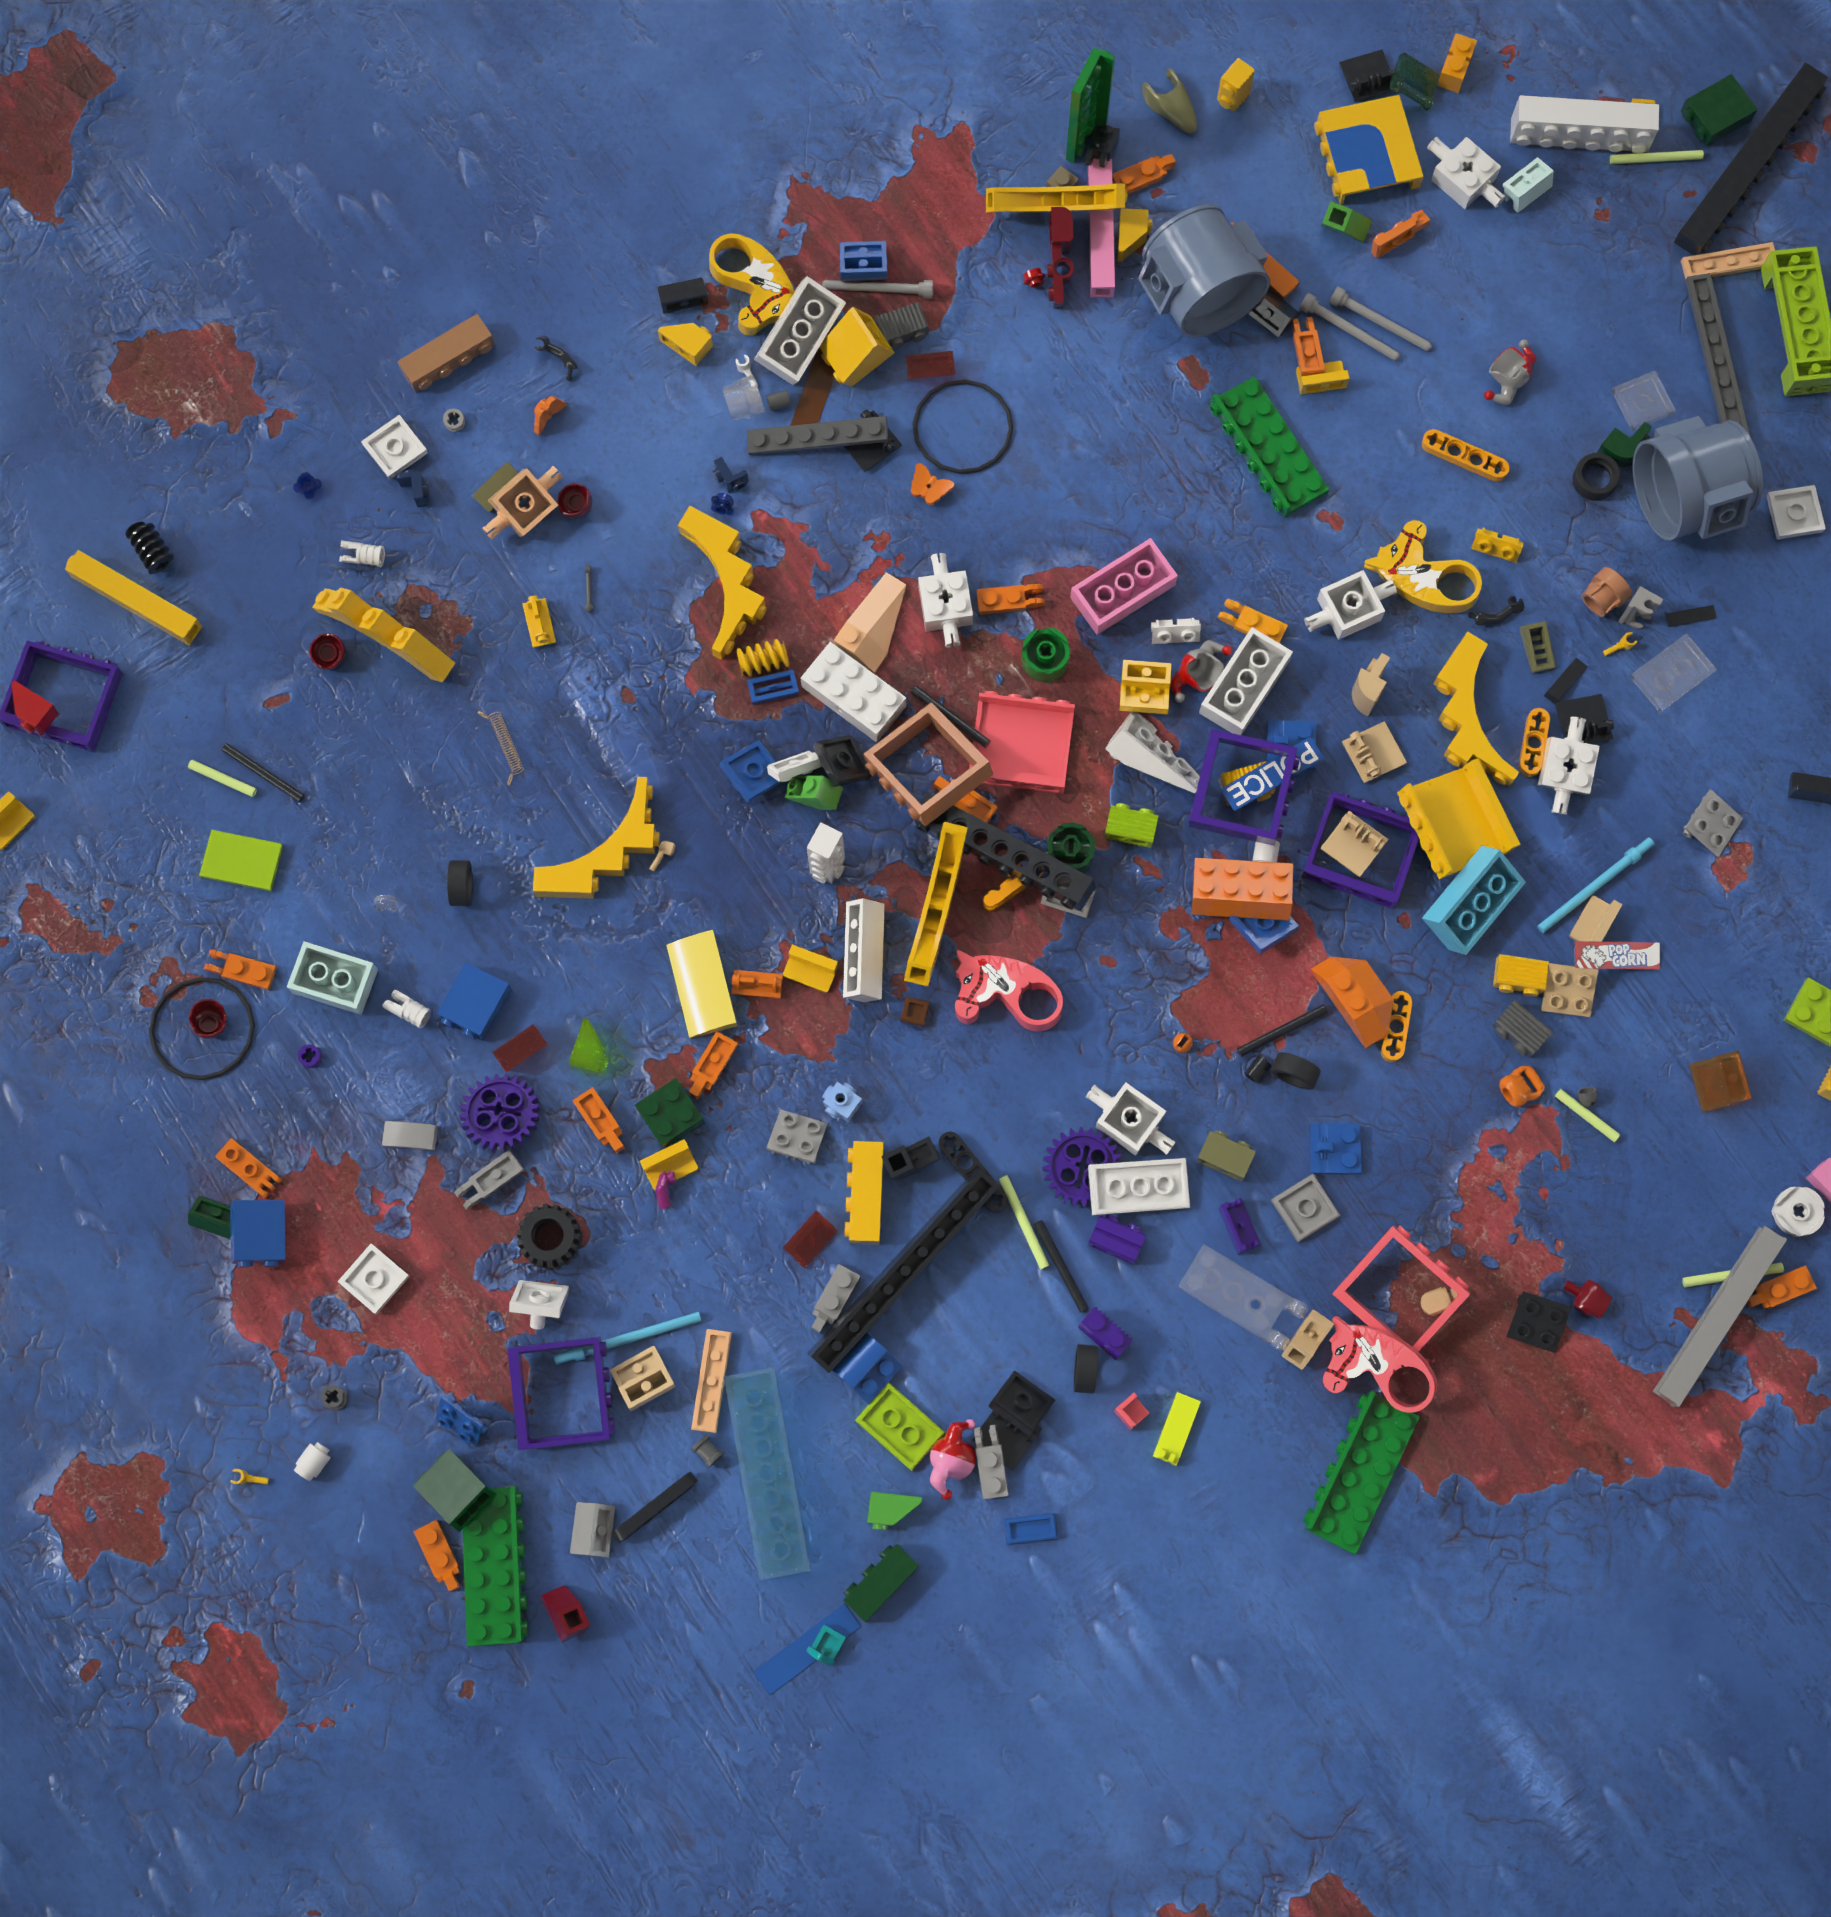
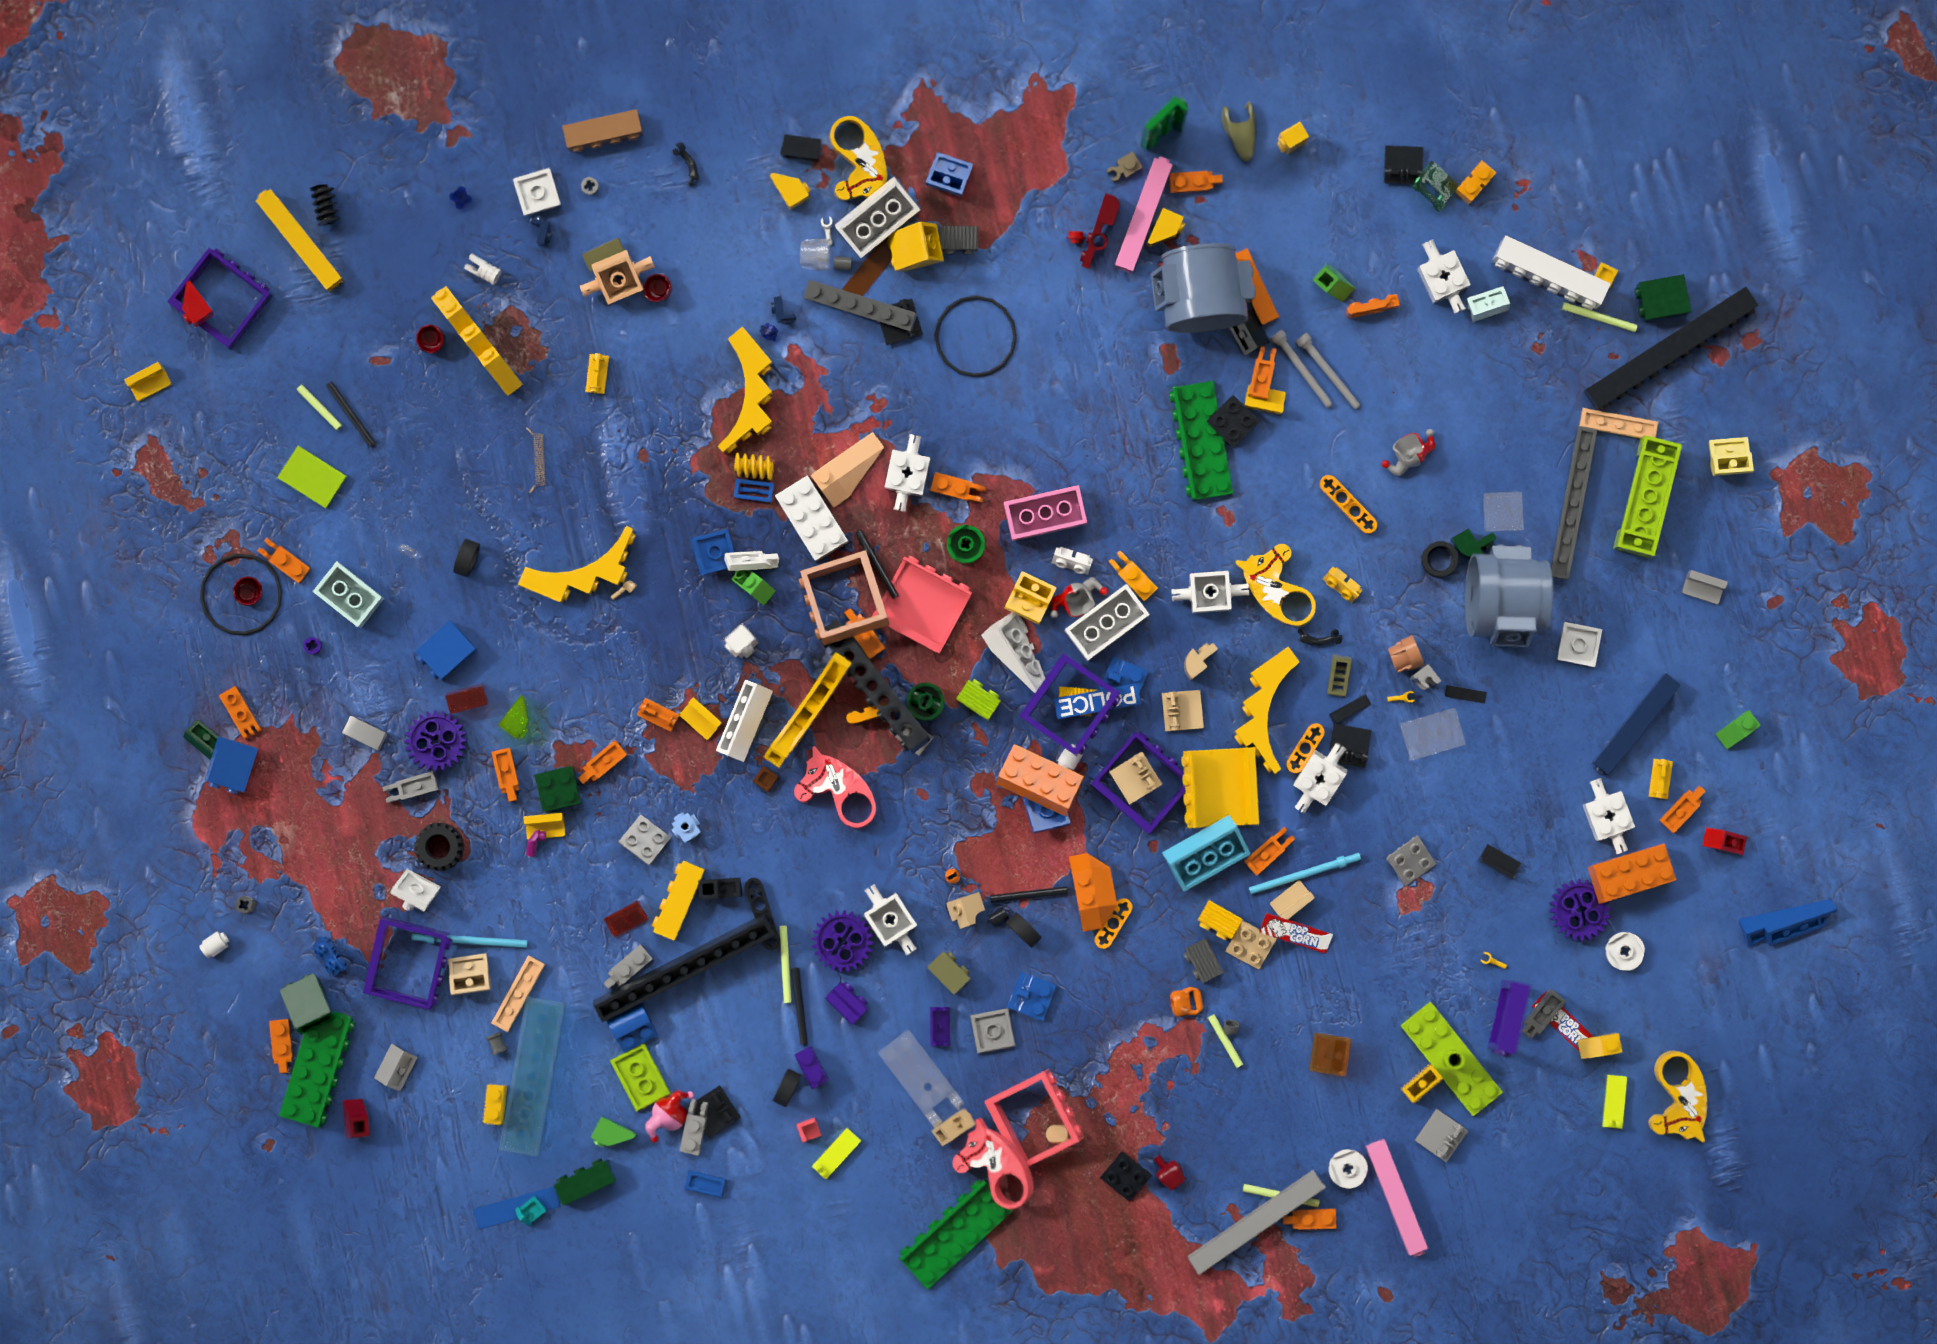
camera: 20 degrees right, 10 degrees up
(249, 1478) = (166, 939): yellow hand -> none
(373, 1279) = (302, 829): white plate -> none
(410, 1009) = (397, 640): white hinge -> none
(545, 410) = (661, 206): orange animal -> none
(588, 607) = (639, 375): dark grey hinge -> none
(655, 1507) = (444, 1069): black beam -> none
(701, 984) = (617, 699): light yellow slope -> none
(733, 1527) = (495, 1104): none -> yellow brick
(841, 760) = (782, 569): black tile -> none
(922, 289) = (987, 214): light grey piece -> none
(930, 365) = (967, 280): clear red hinge -> none
(937, 488) = (928, 368): orange animal -> none
(1021, 1403) = (732, 1094): black tile -> none
(1041, 199) = (1099, 175): yellow arch -> none
(1102, 145) = (1170, 149): black hinge -> none
(1139, 1186) = (877, 970): white tile -> none
(1215, 1073) = (966, 909): none -> tan brick
(1296, 410) = (1233, 421): none -> black hinge
(1368, 147) = (1376, 227): yellow panel -> none
(1542, 876) = (1267, 852): none -> orange hinge

